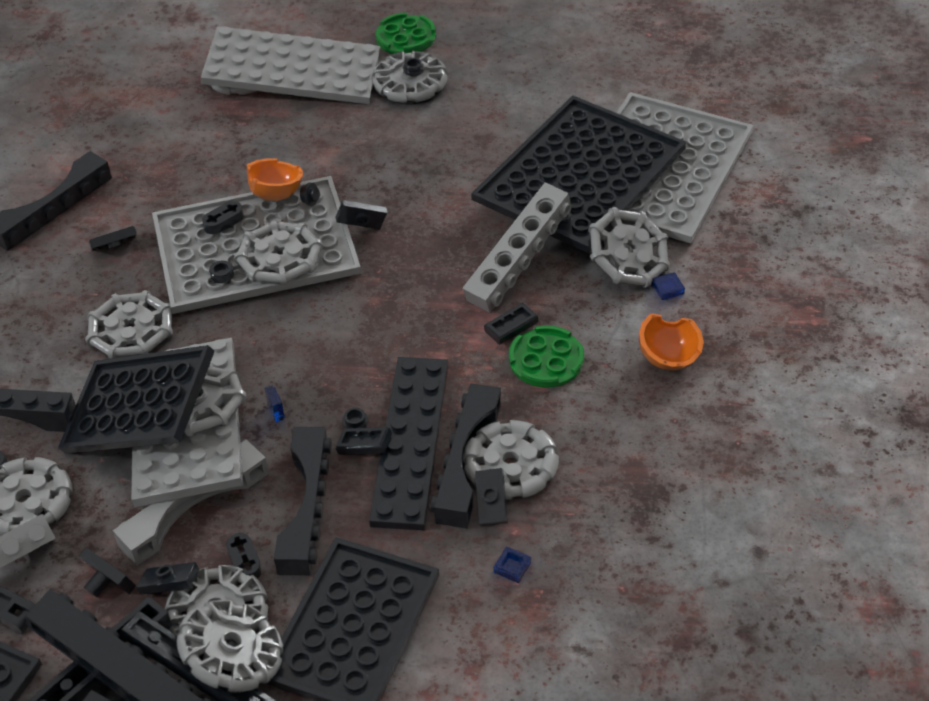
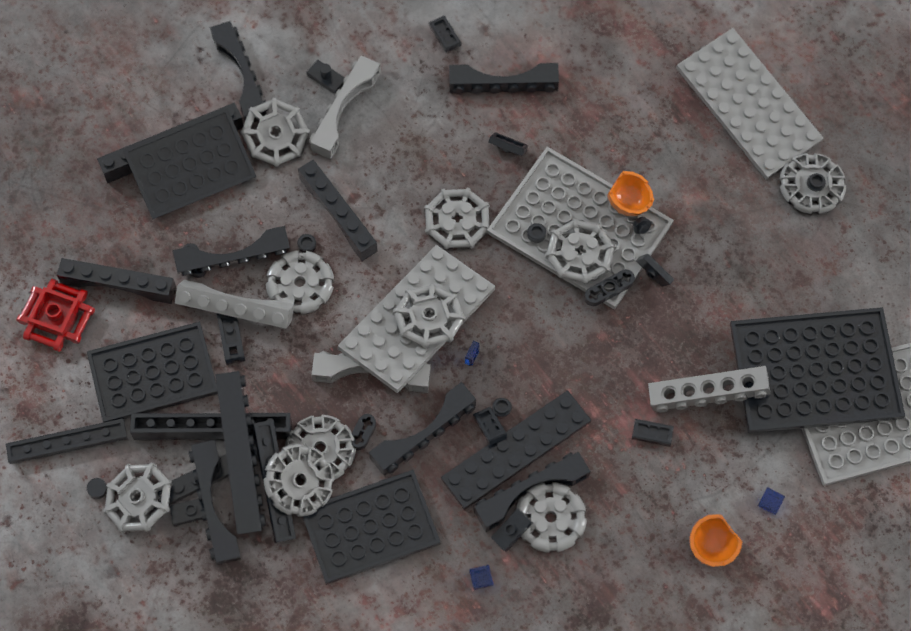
camera: 45 degrees right, 20 degrees up
(104, 574) = (291, 372): black tile -> none
(137, 400) = (397, 286): black plate -> none
(167, 578) = (314, 407): black plate -> none
(222, 217) = (577, 192): black beam -> none
(340, 263) = (624, 285): none -> black beam
(405, 33) = (854, 141): green tile -> none
(546, 357) = (647, 473): green tile -> none
(635, 237) = (786, 455): light grey plate -> none

